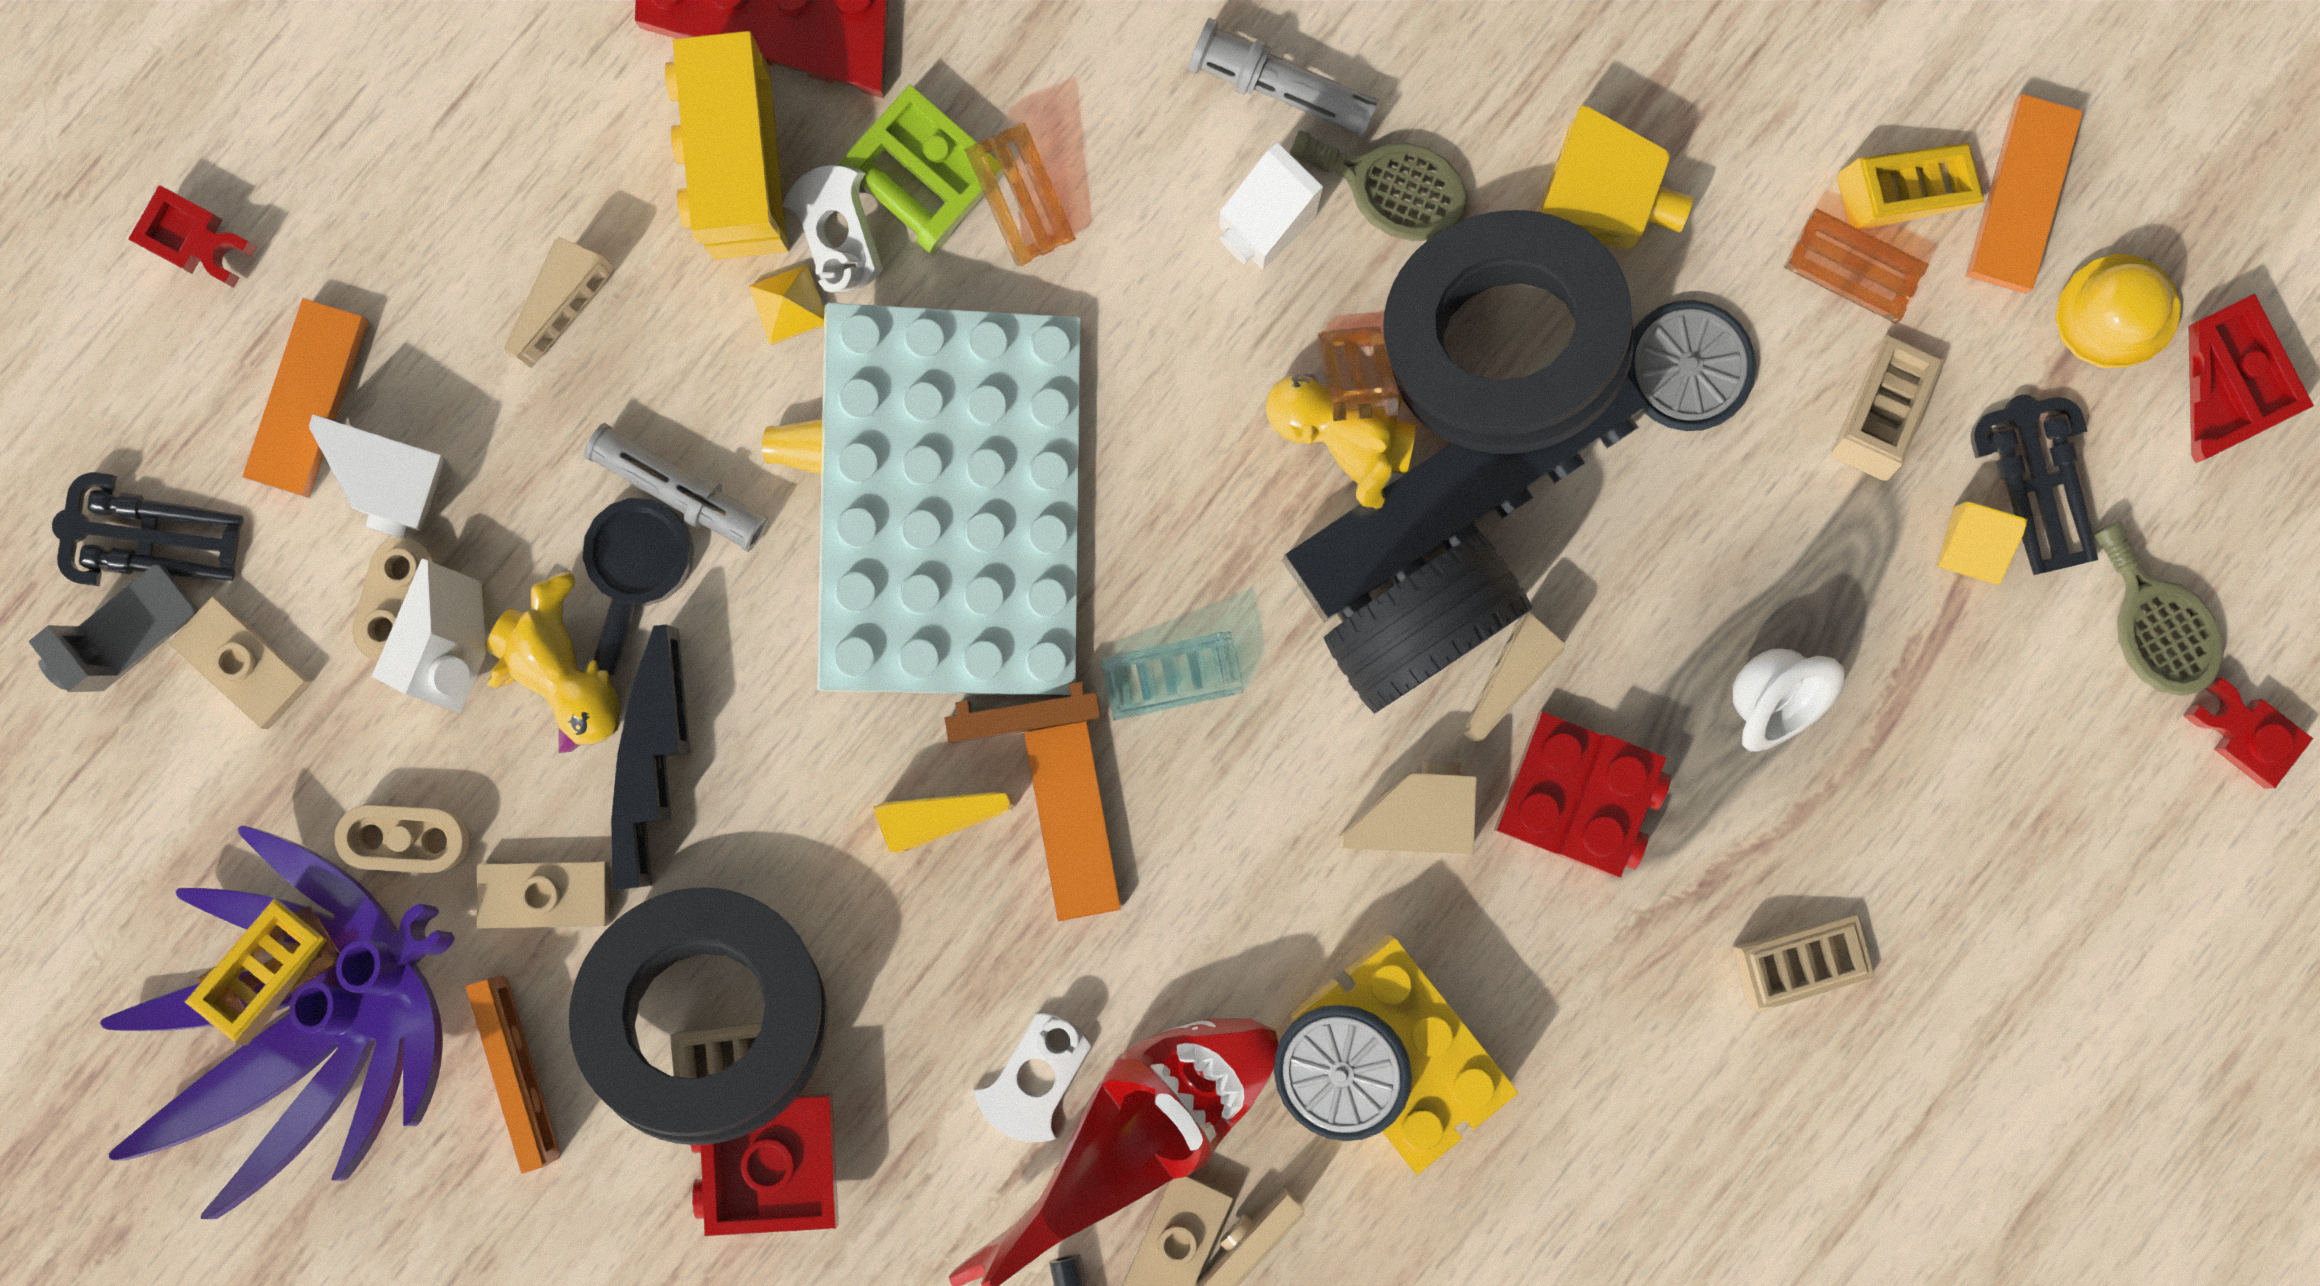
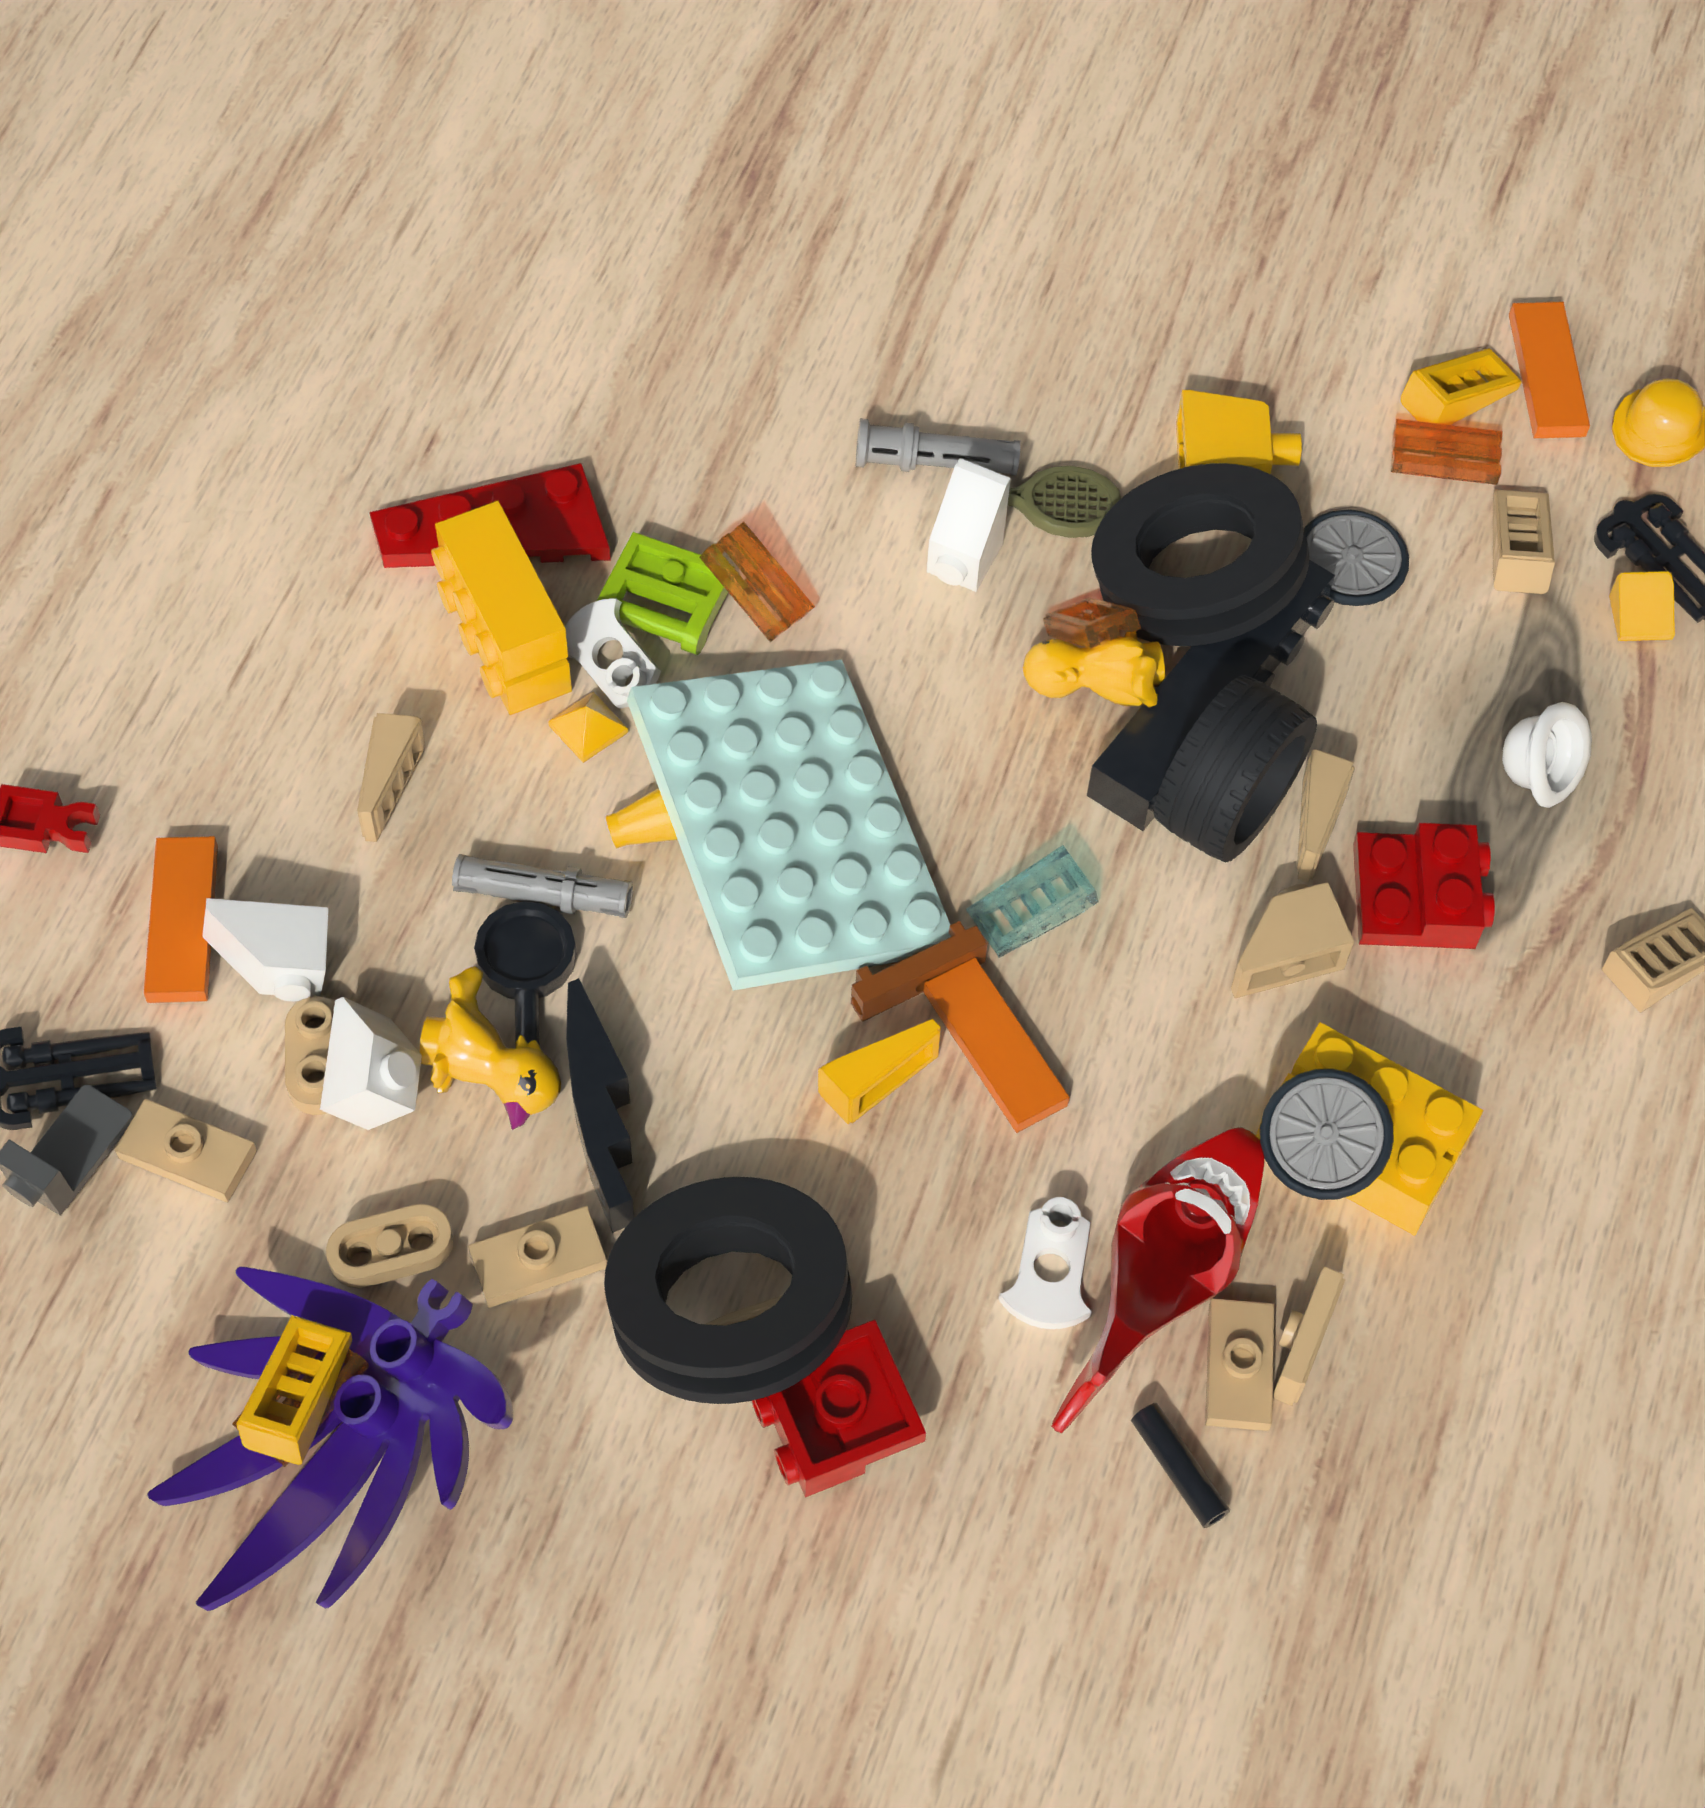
camera: 25 degrees left, 25 degrees down
(513, 1073) = (566, 1412): orange tile -> none

